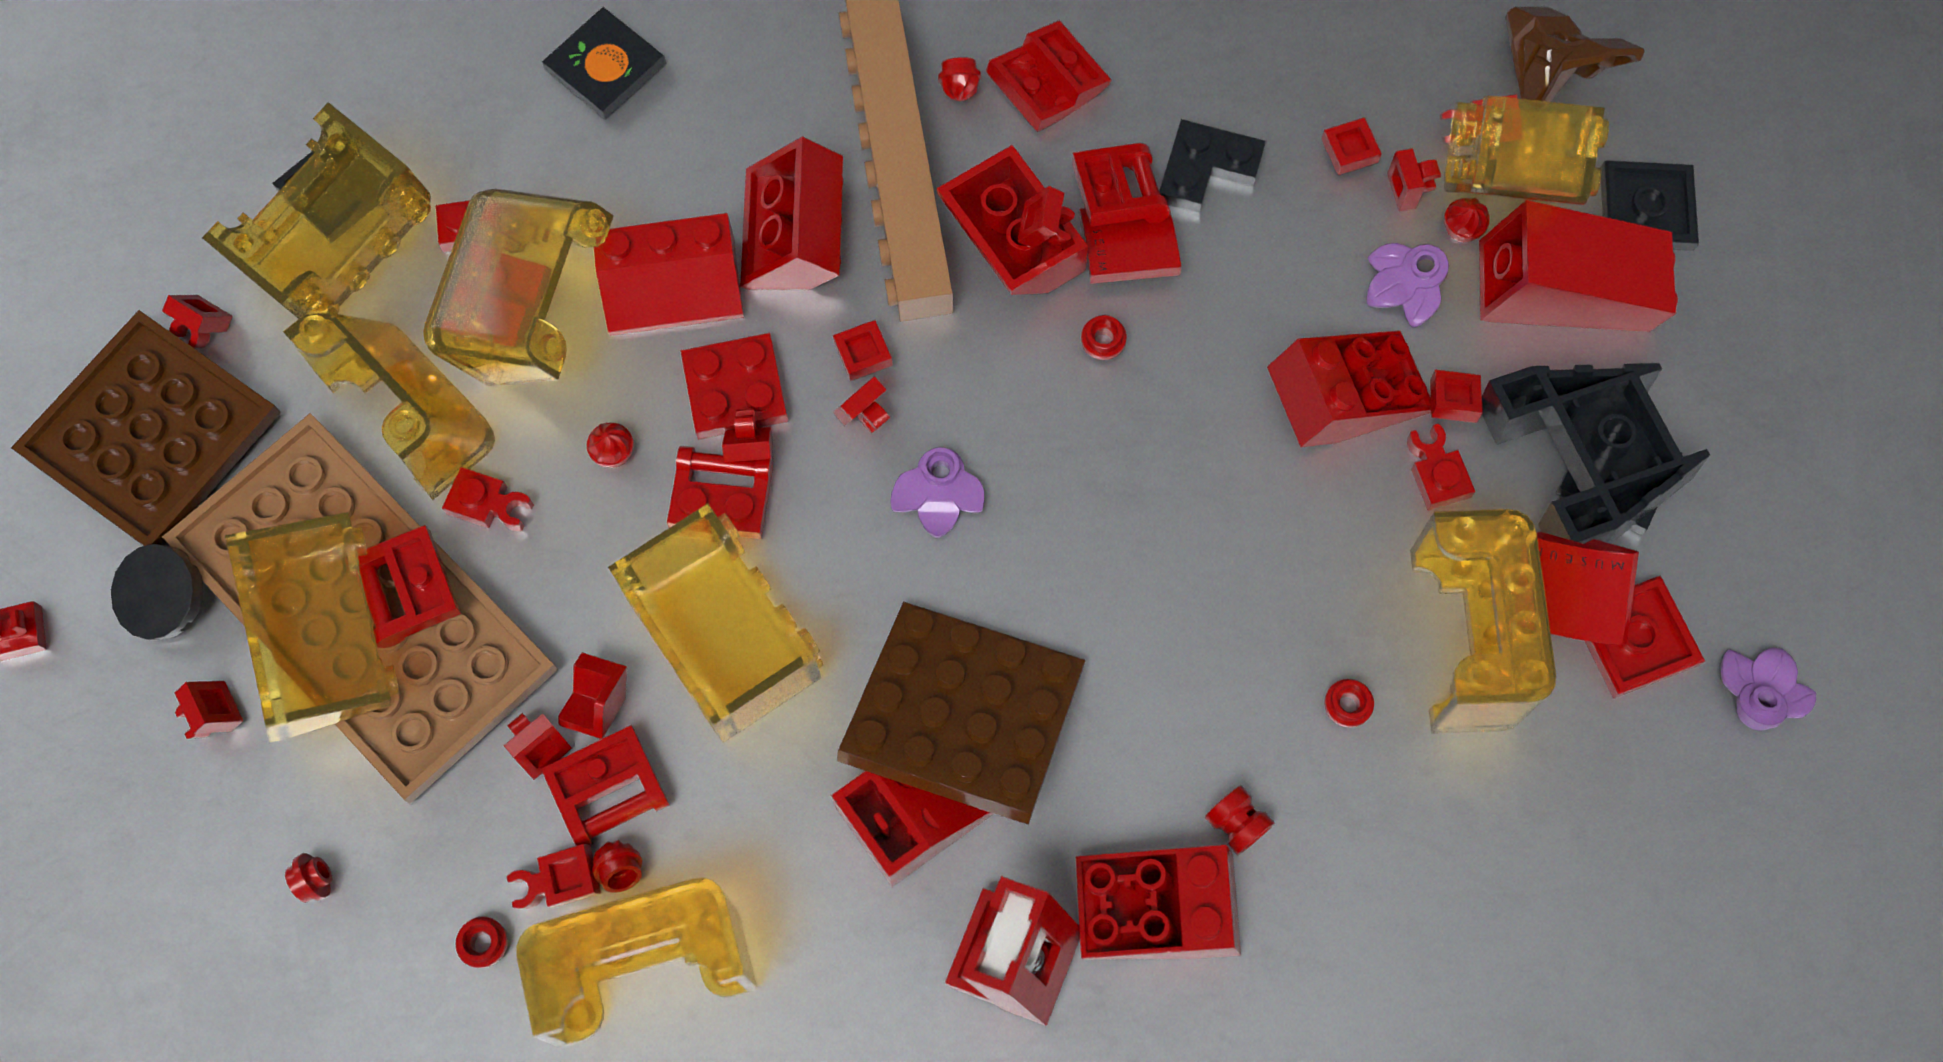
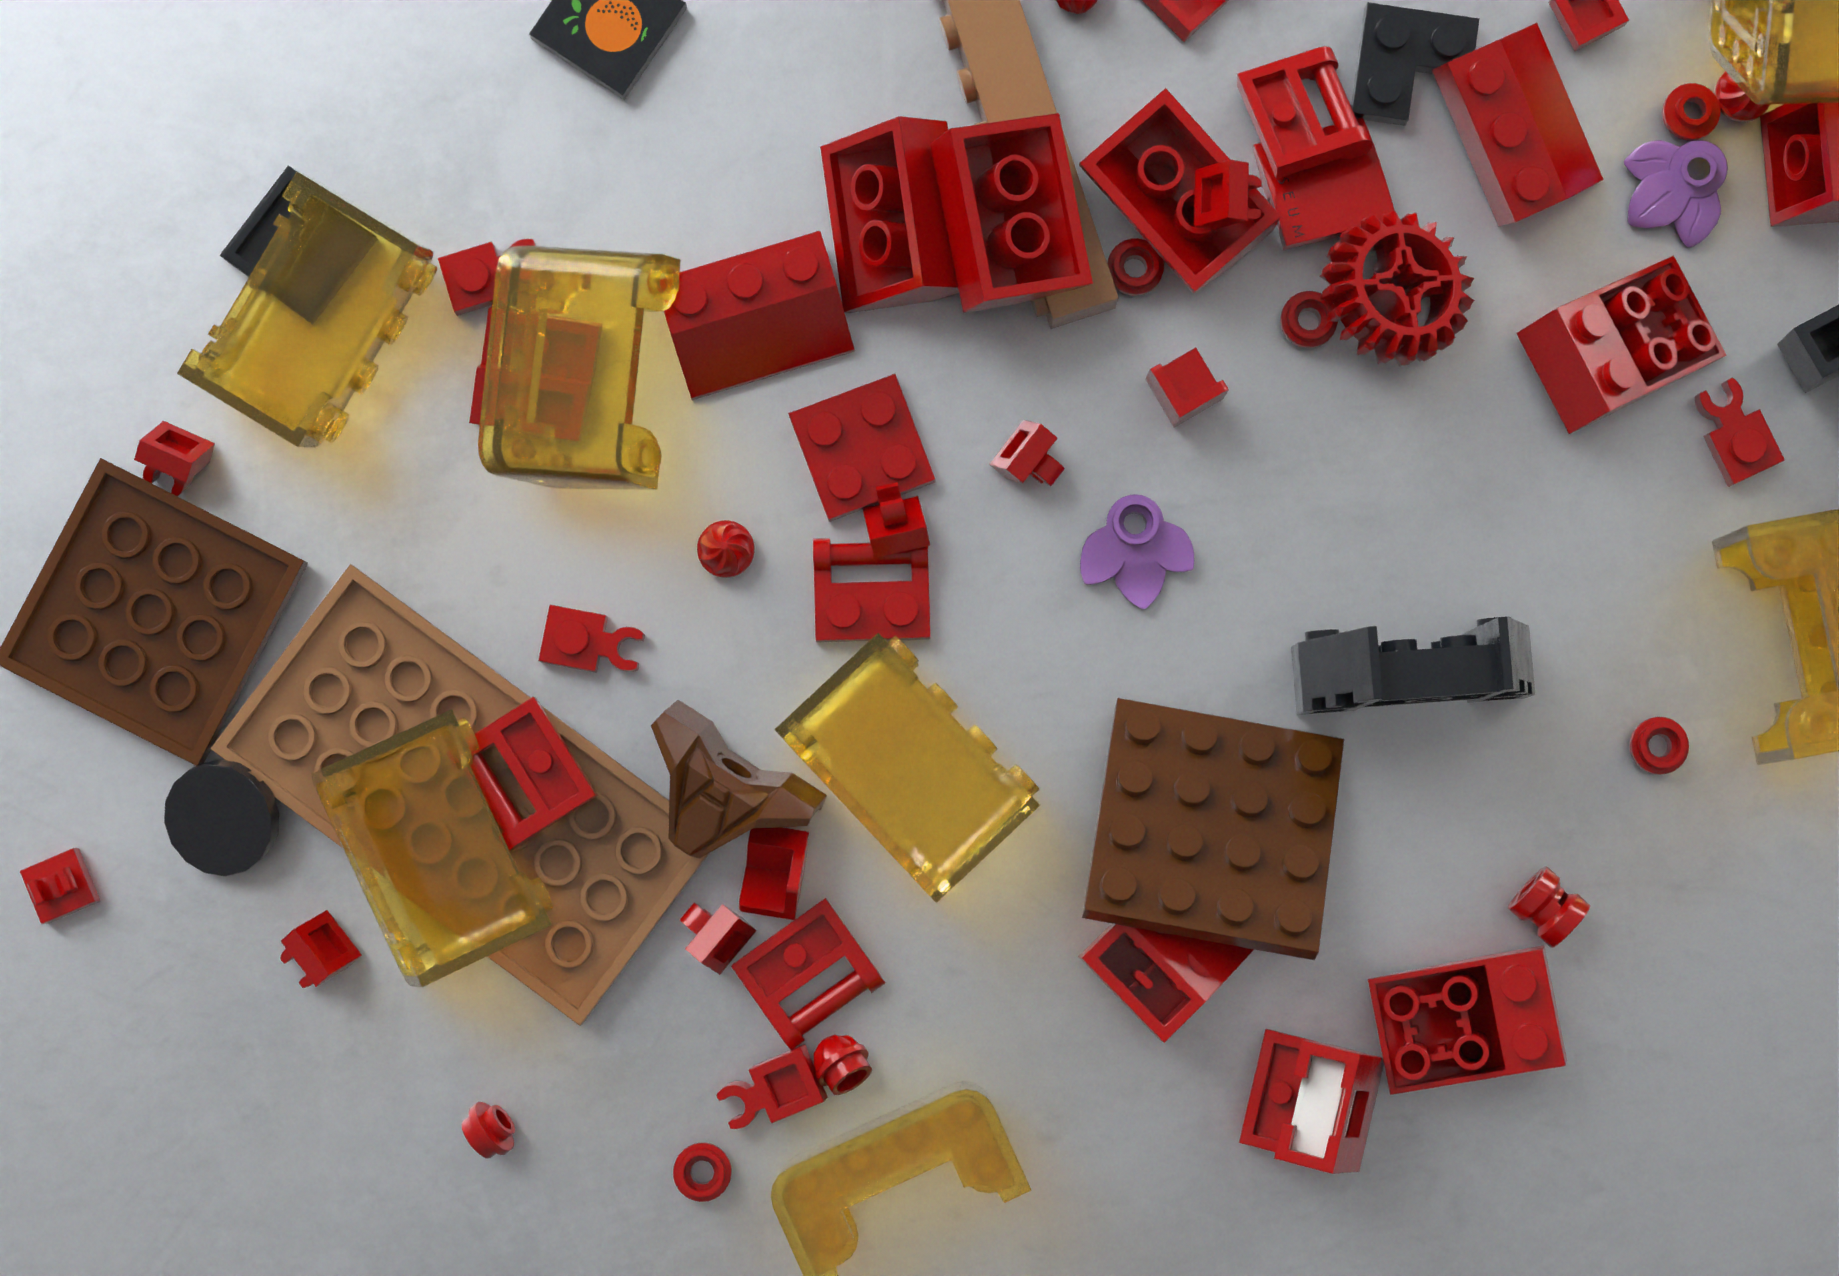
camera: 10 degrees left, 15 degrees up
(435, 423) = (523, 555): clear yellow windscreen -> none
(555, 622) = (720, 793): none -> reddish brown piece
(862, 350) = (1014, 381): red plate -> none
(876, 214) = (1010, 211): none -> red slope
(976, 271) = (1140, 250): none -> red plate
(997, 373) = (1185, 387): none -> red panel
(1151, 598) = (1353, 672): none -> black wedge
(1161, 325) = (1381, 312): none -> red gear
(1285, 214) = (1518, 125): none -> red slope
(1411, 178) = (1668, 50): red tile -> none
(1416, 235) = (1679, 123): none -> red plate
(1456, 396) = (1751, 339): red plate -> none

